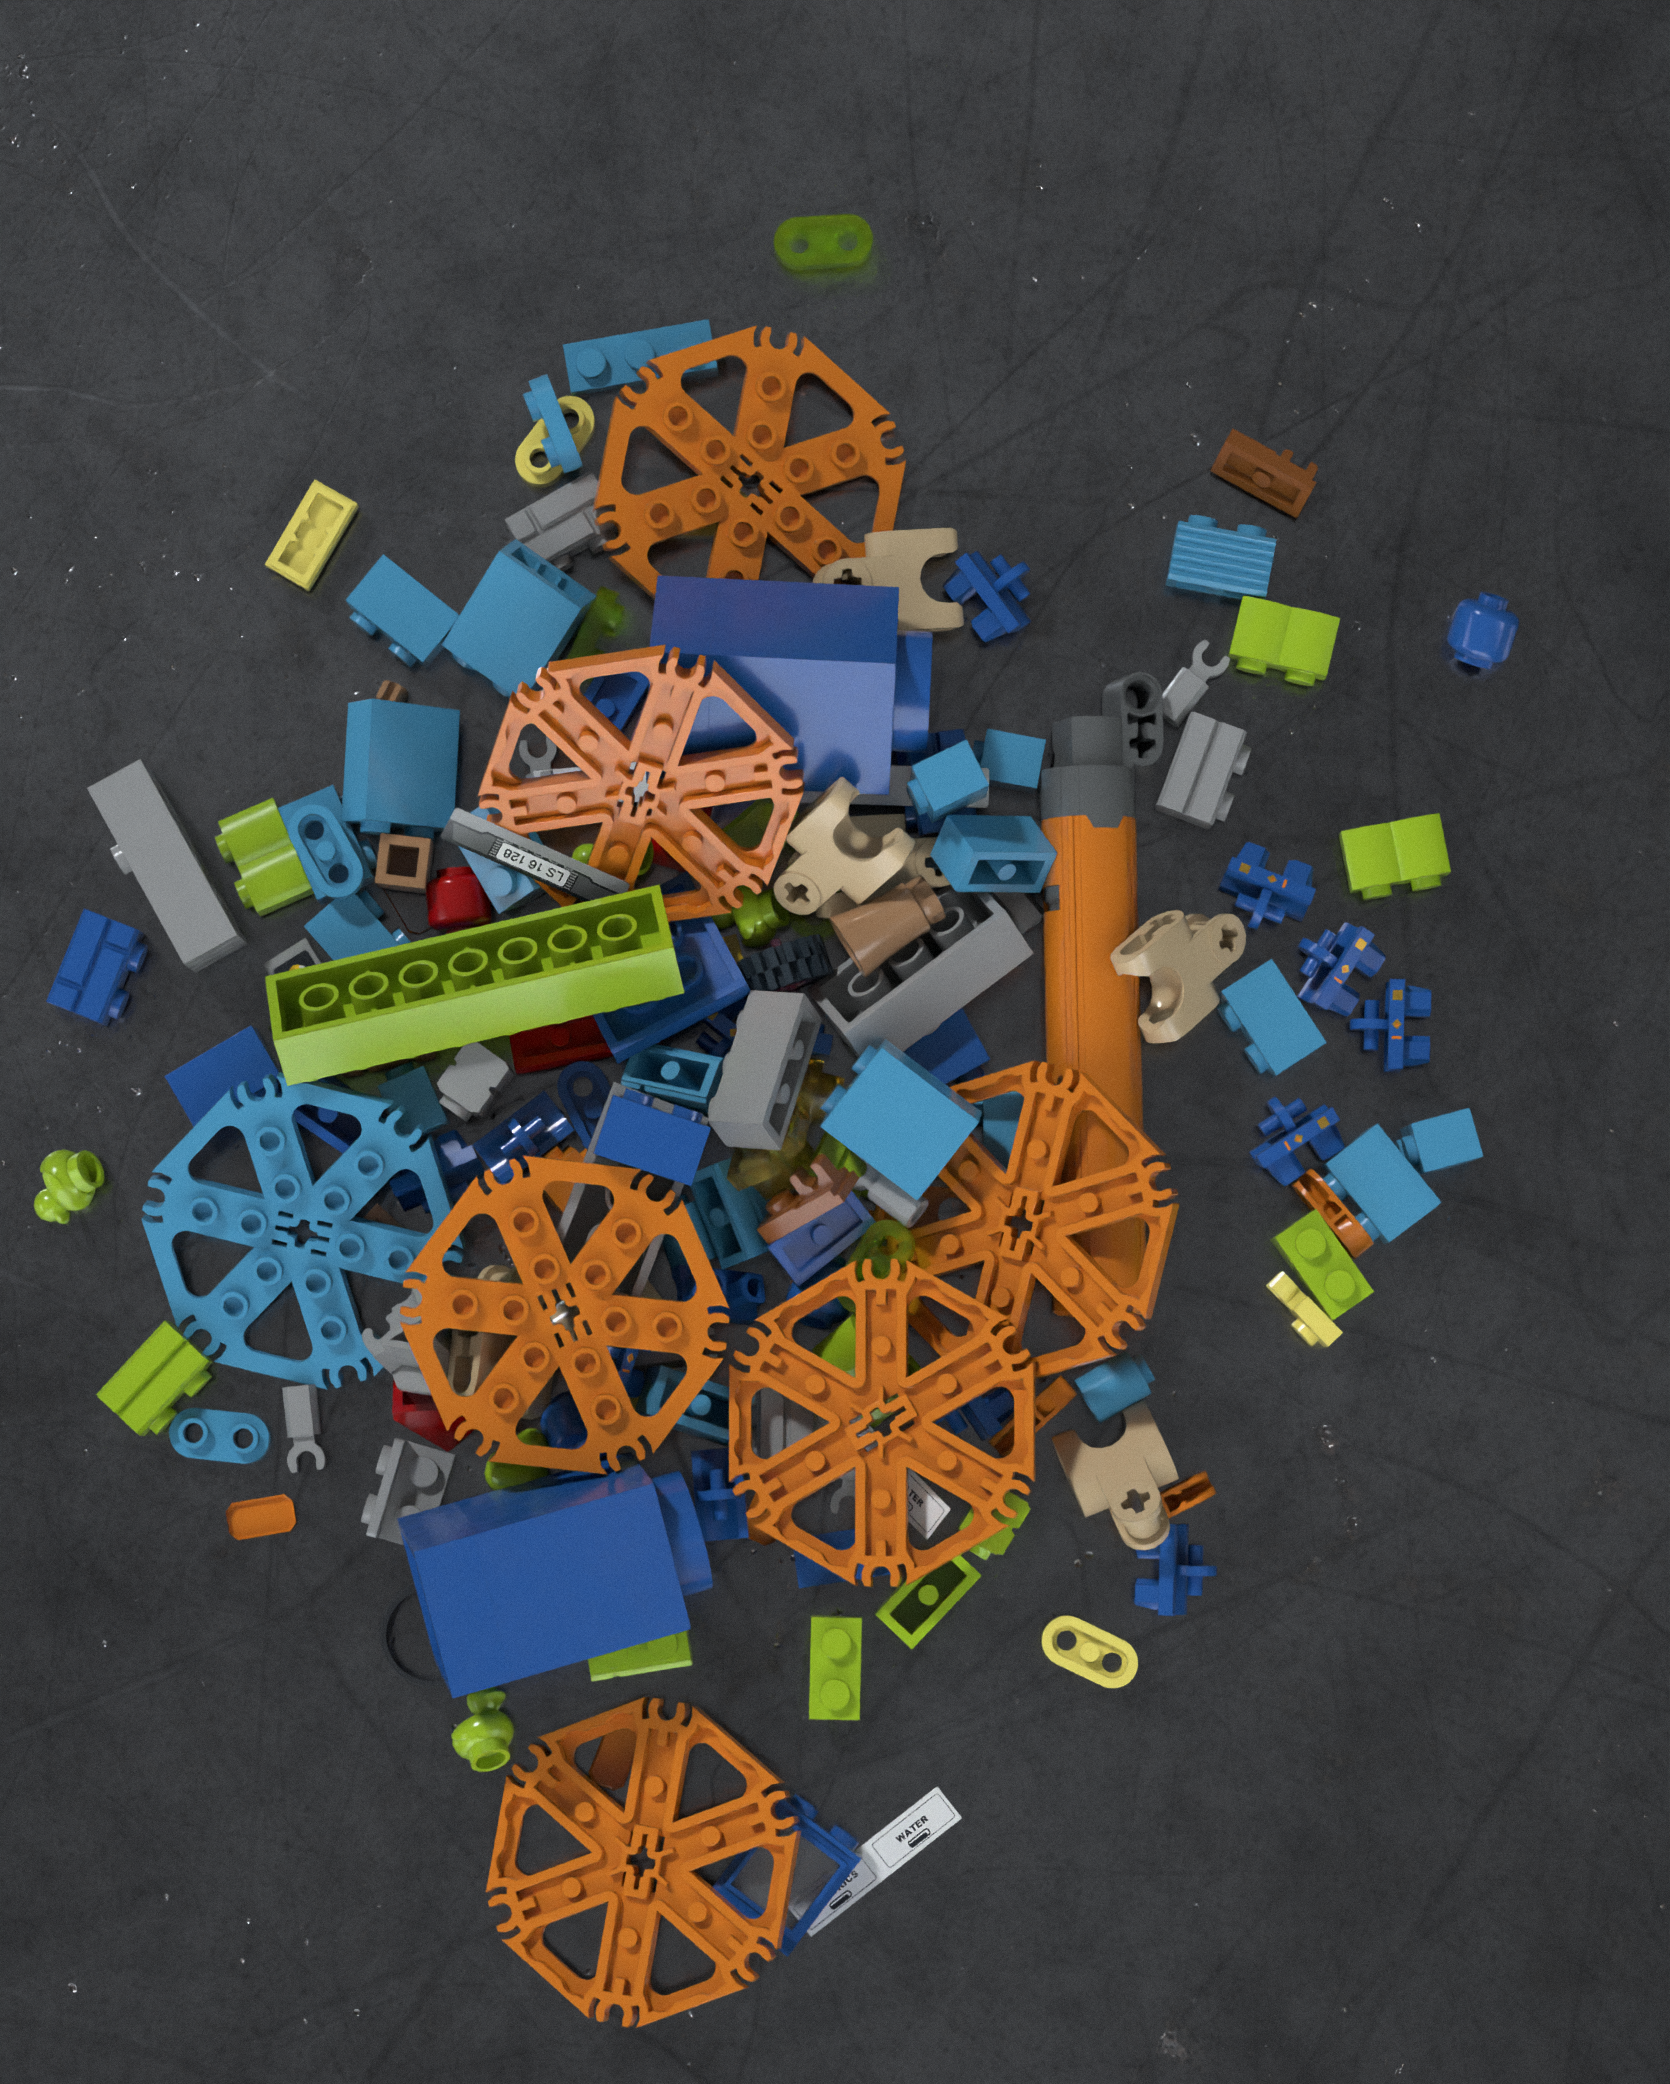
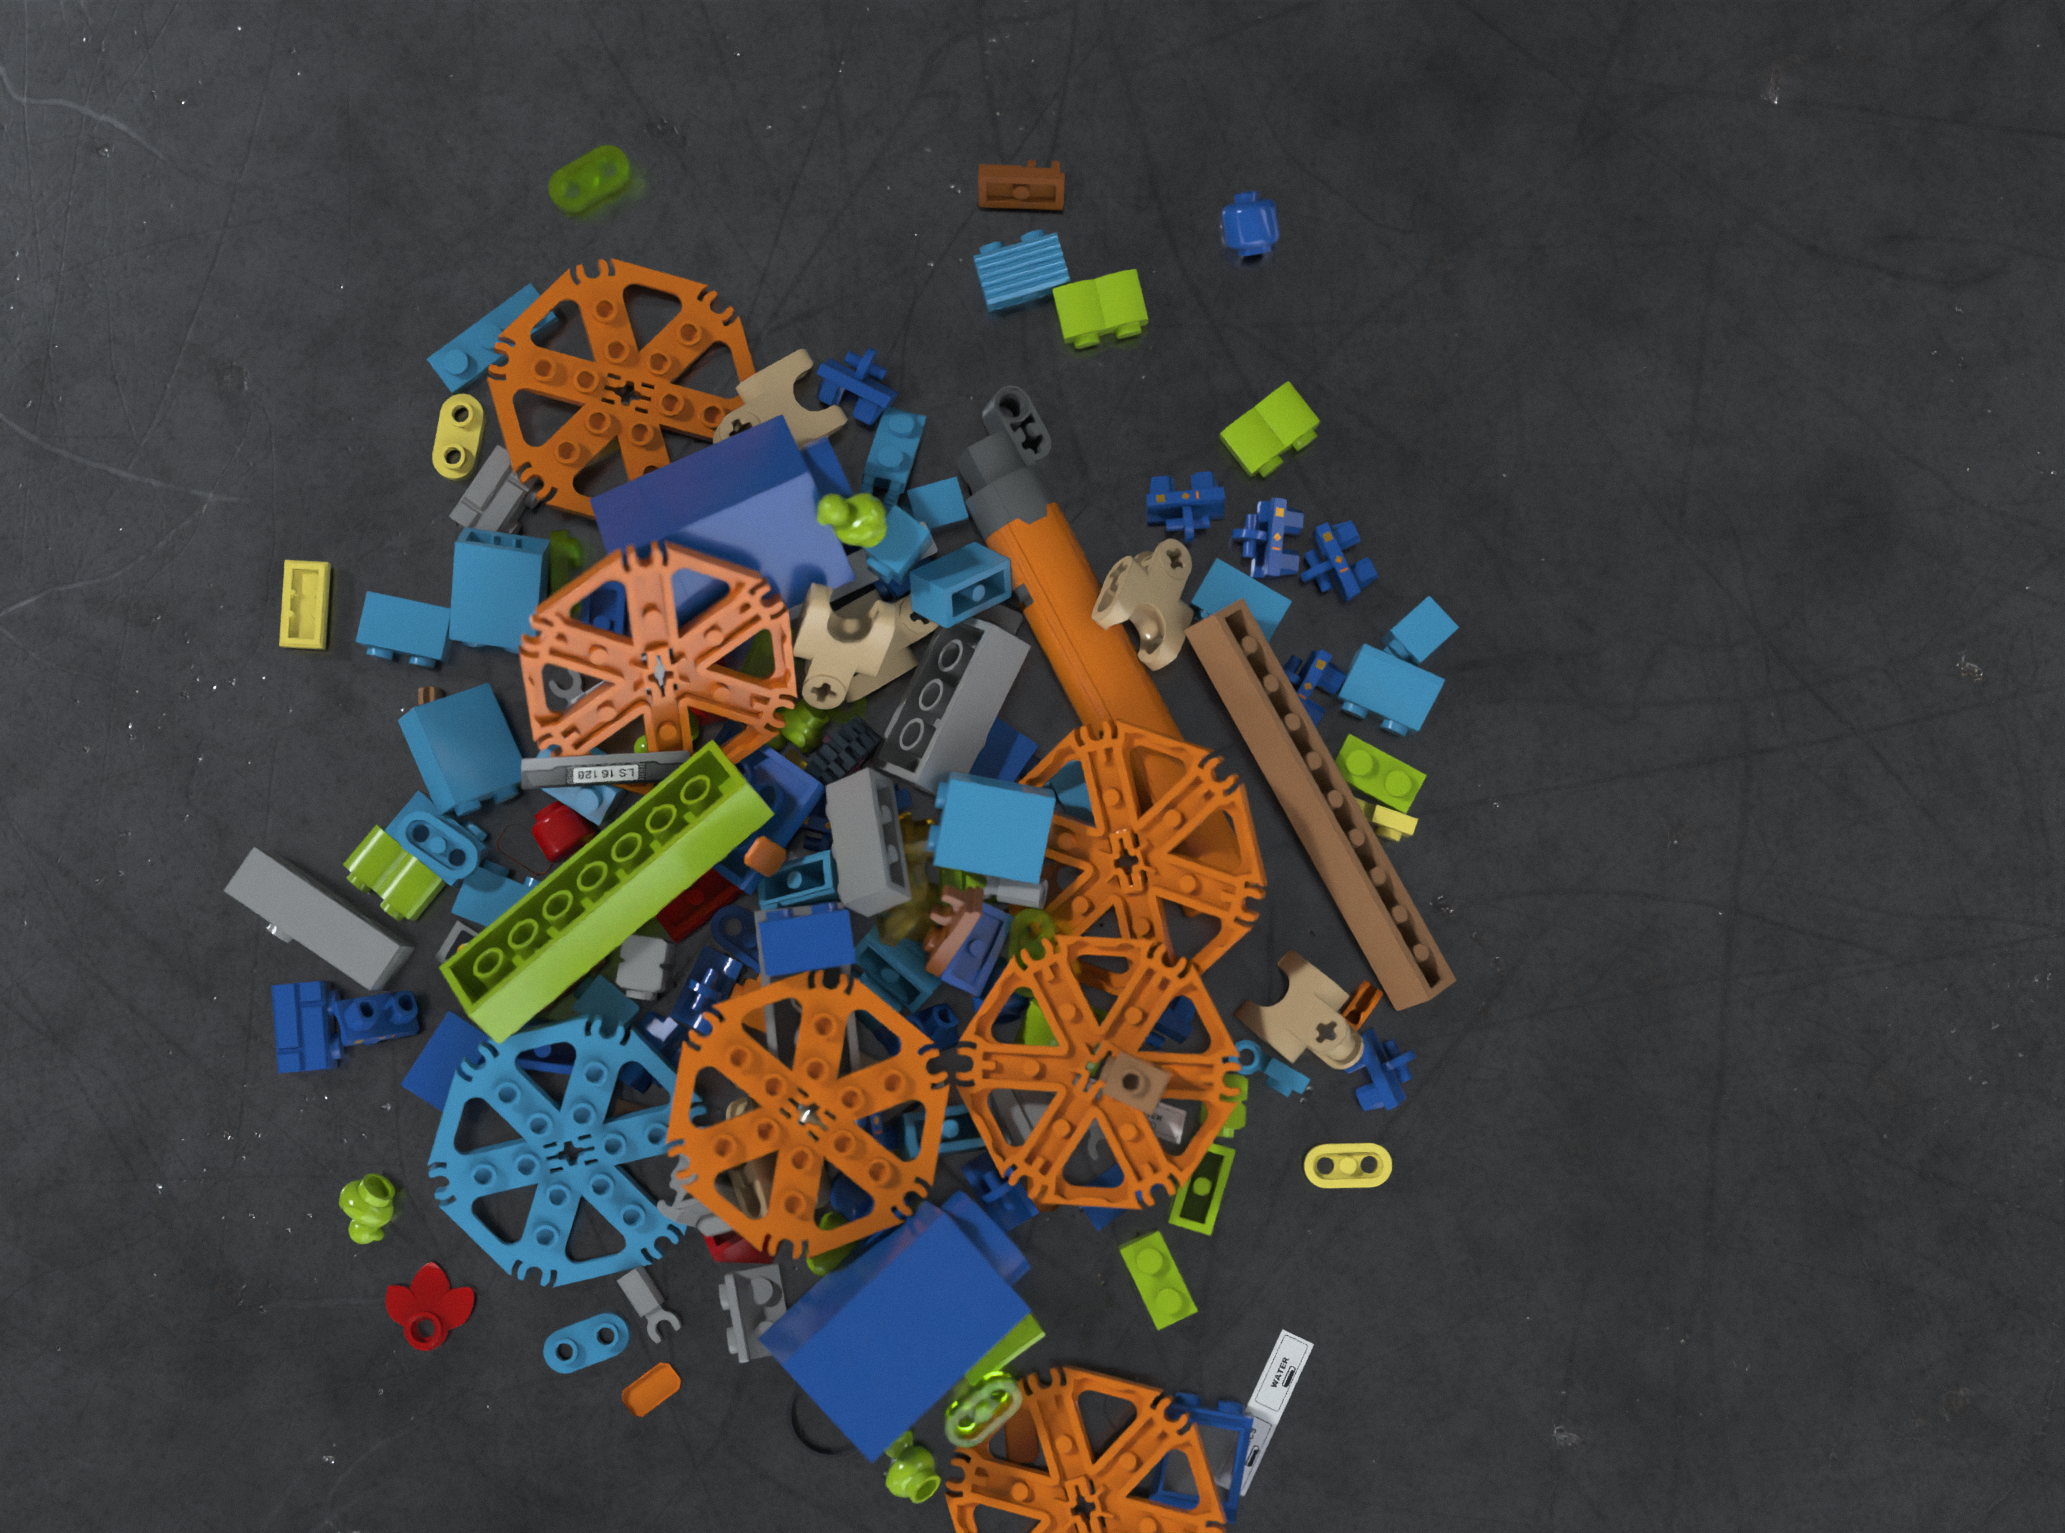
camera: 30 degrees left, 0 degrees up
(83, 1311) = (429, 1300): none -> red plate
(156, 1379) = (514, 1324): lime brick -> none
(174, 995) = (376, 1017): none -> blue hips
(404, 863) = (505, 823): medium nougat brick -> none
(544, 405) = (435, 412): dark azure plate -> none
(592, 1708) = (985, 1409): none -> clear neon green plate
(653, 1031) = (765, 856): none -> orange piece
(887, 923) = (905, 680): medium nougat plant -> none
(914, 1451) = (1135, 1081): none -> medium nougat brick
(917, 735) = (854, 520): none -> lime animal
(990, 685) = (893, 454): none -> dark azure hinge
(1047, 1405) = (1219, 990): orange piece -> none
(1067, 1526) = (1281, 1076): none -> dark azure plate
(1115, 1385) = (1263, 949): dark azure brick -> none
(1190, 686) = (1046, 379): light grey bar -> none
(1202, 771) = (1089, 440): light grey brick -> none
(1248, 1267) = (1320, 805): none -> medium nougat brick
(1343, 1224) = (1345, 722): orange piece -> none

